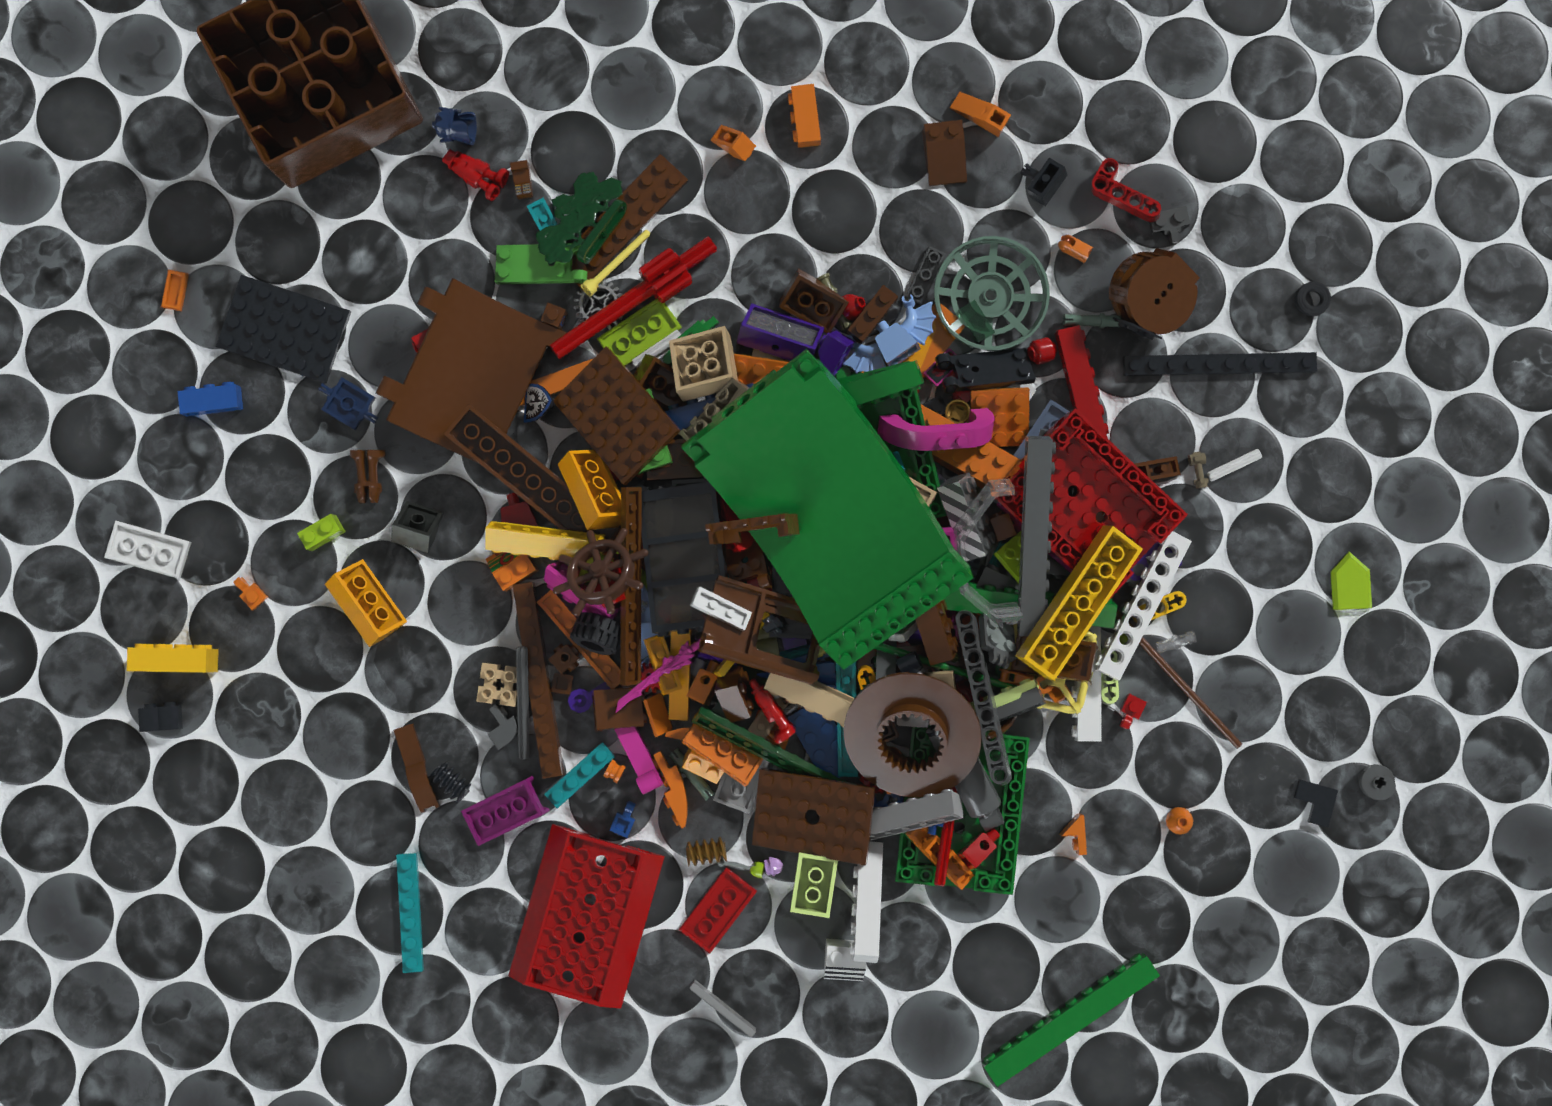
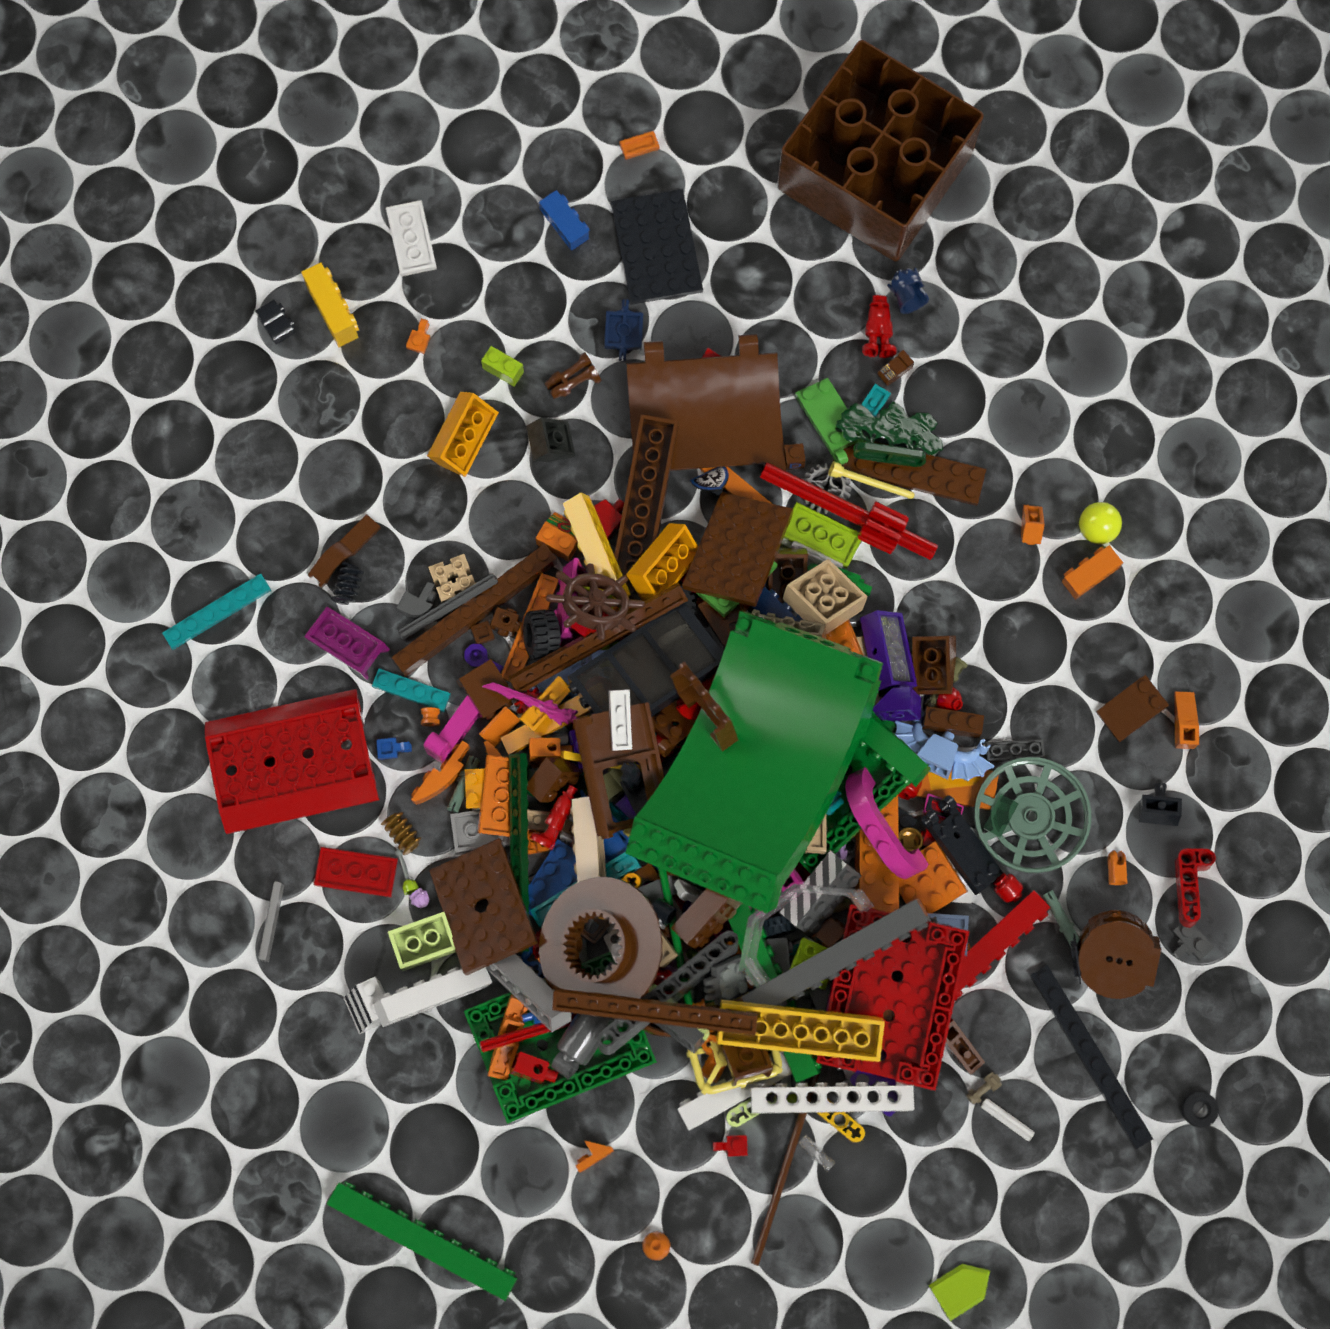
camera: 60 degrees right, 10 degrees down
(764, 82) = (1100, 523): none -> neon yellow piece
(999, 721) = (655, 1011): none -> reddish brown plate

